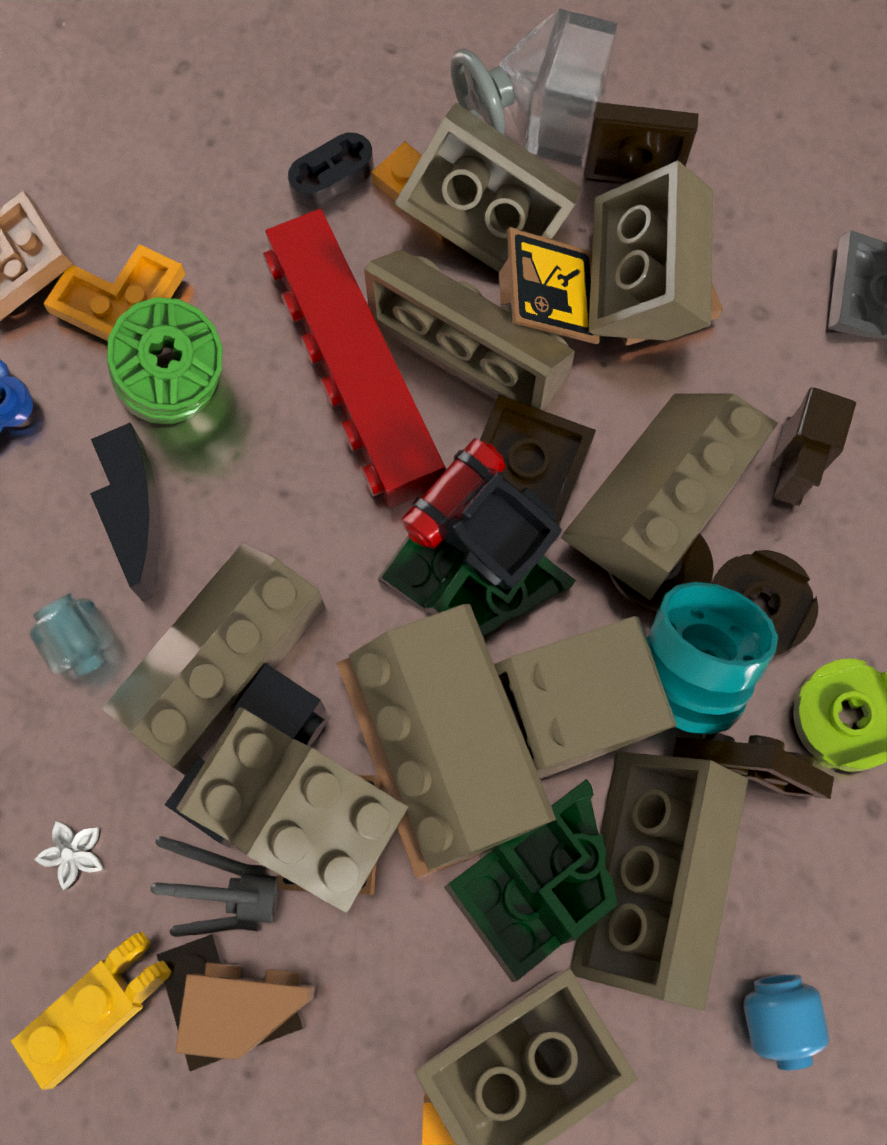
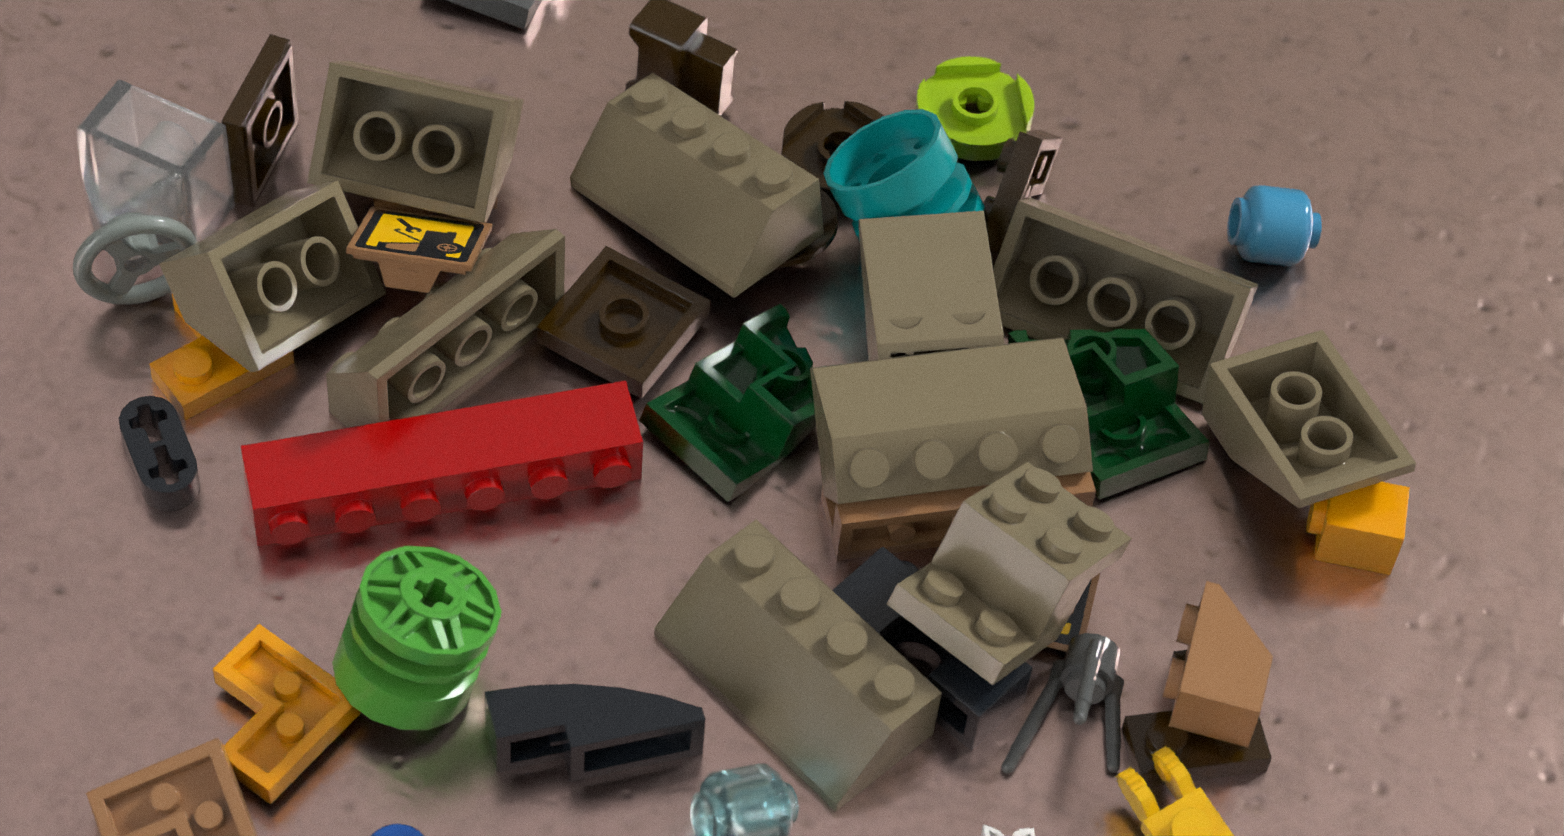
camera: 85 degrees left, 20 degrees down
(484, 517) = (698, 349): black piece -> none

